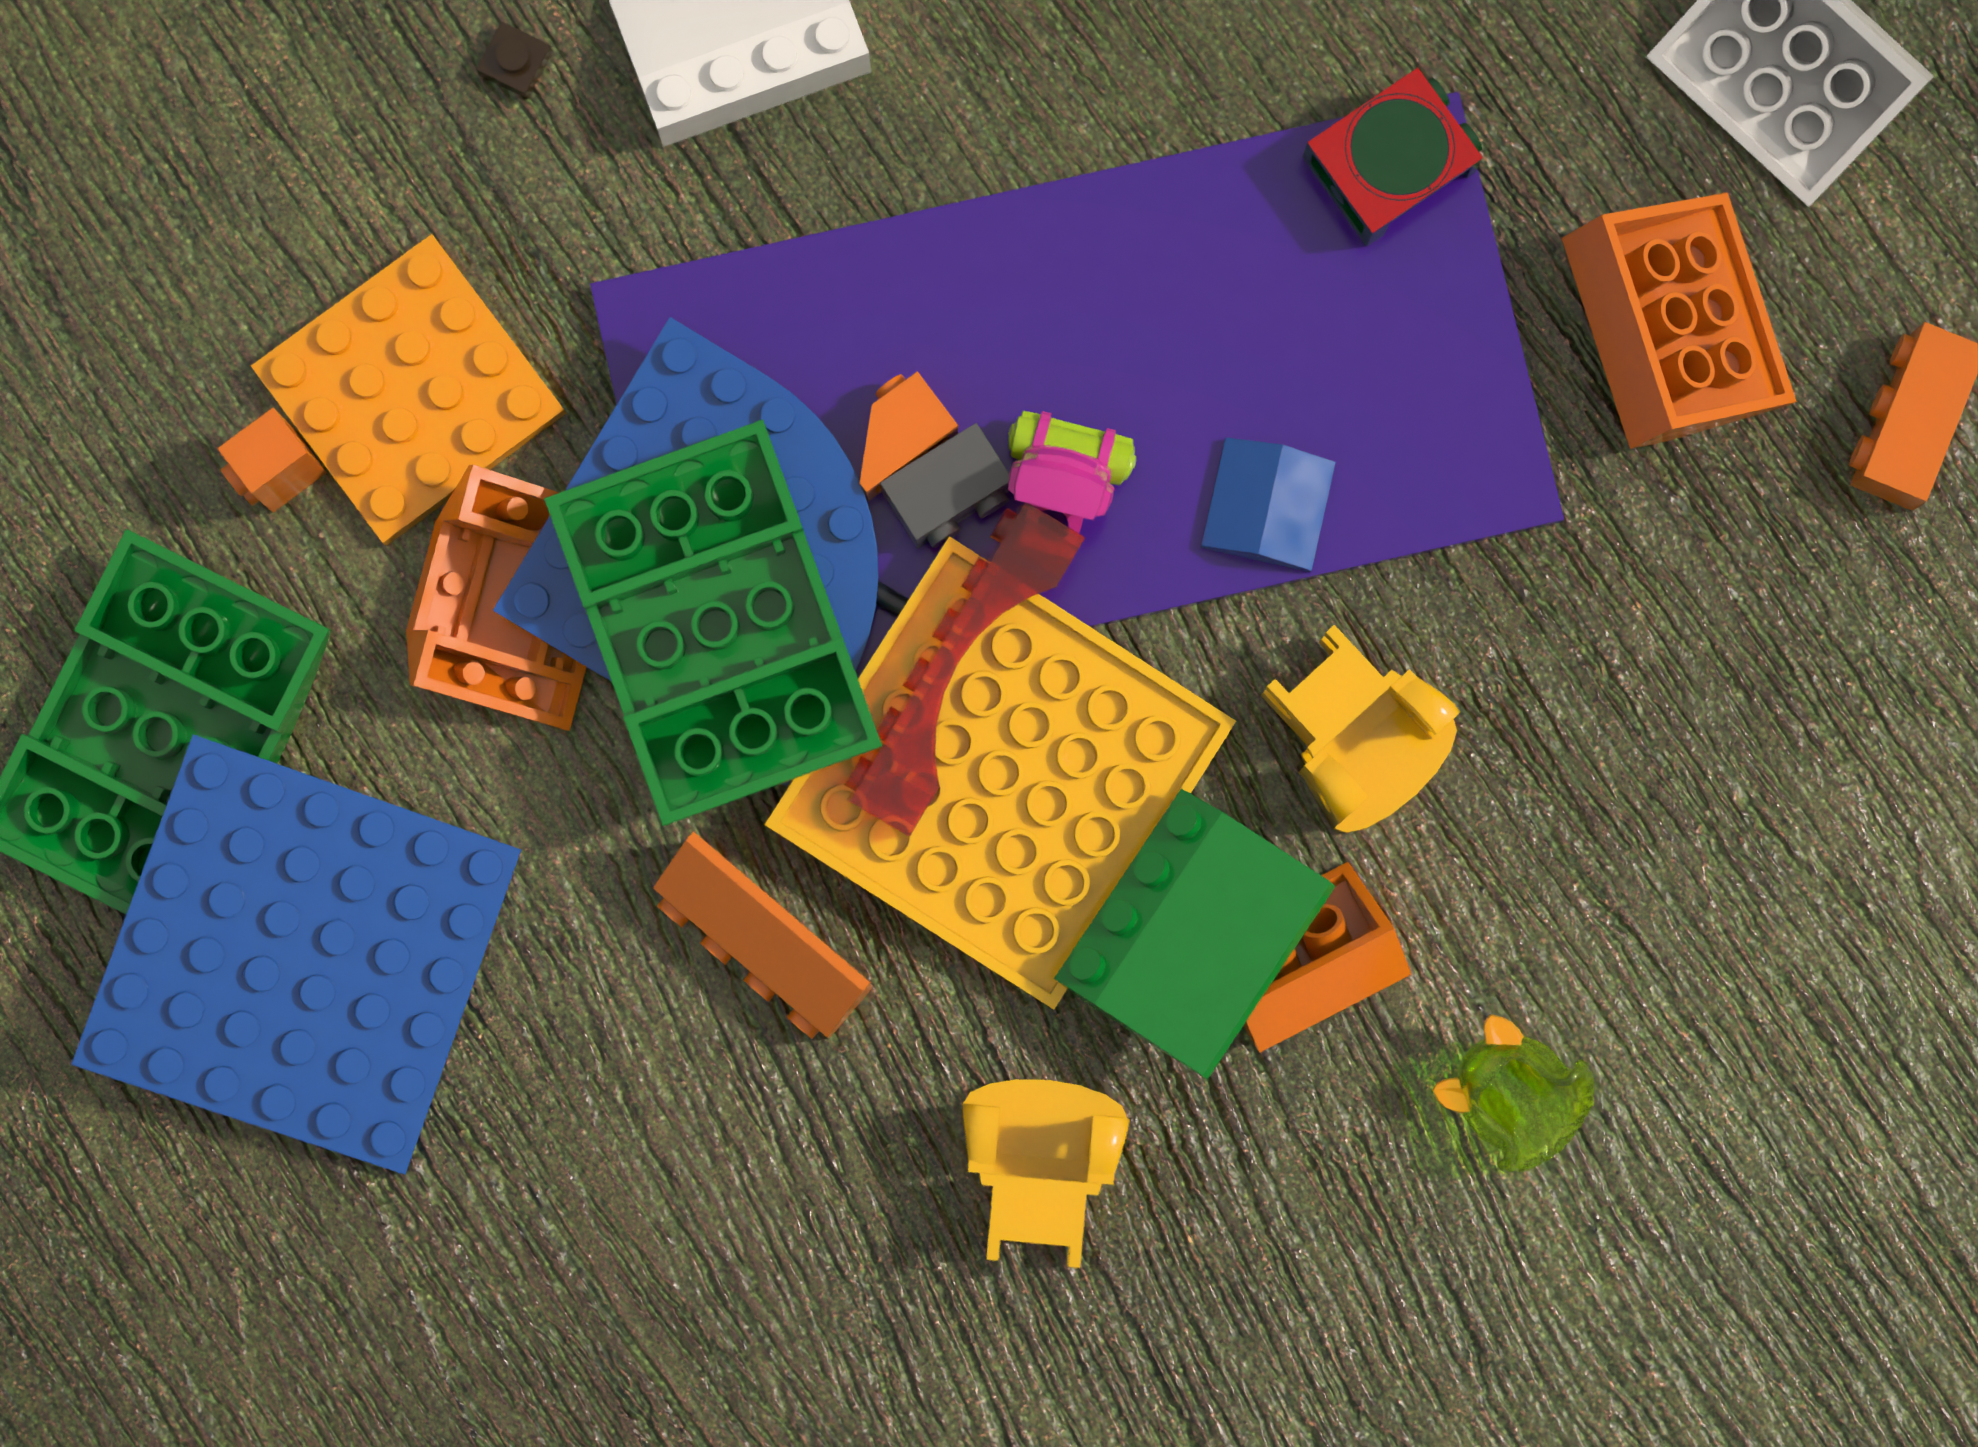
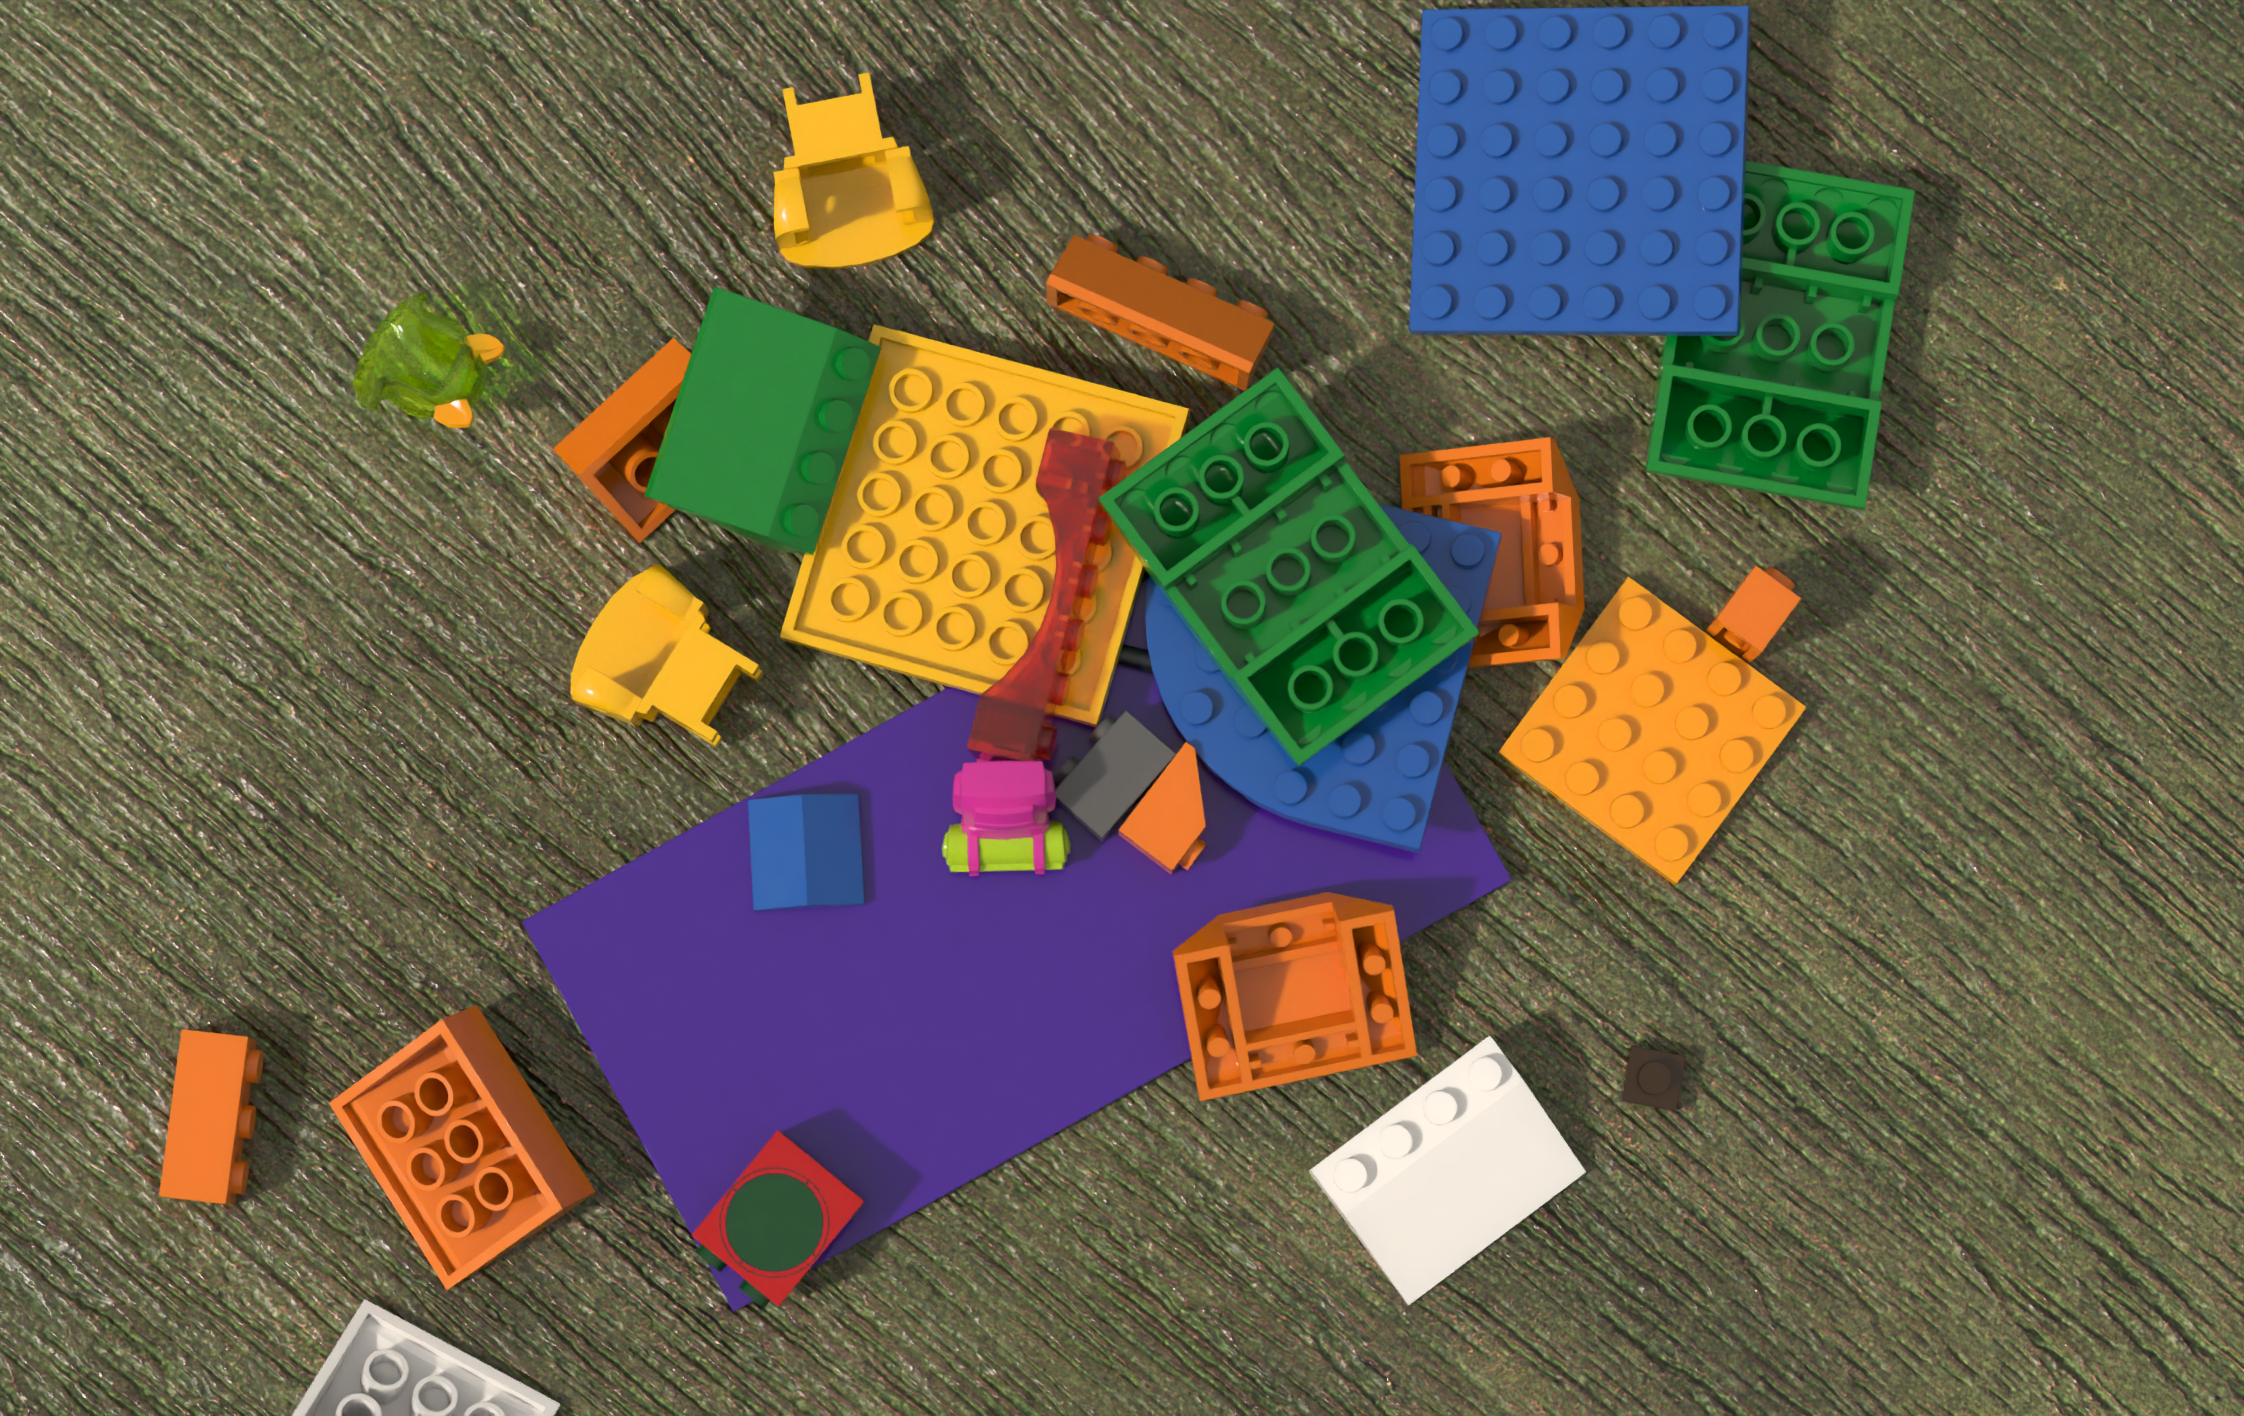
camera: 165 degrees right, 0 degrees up
(833, 229) = (1293, 993): none -> orange slope

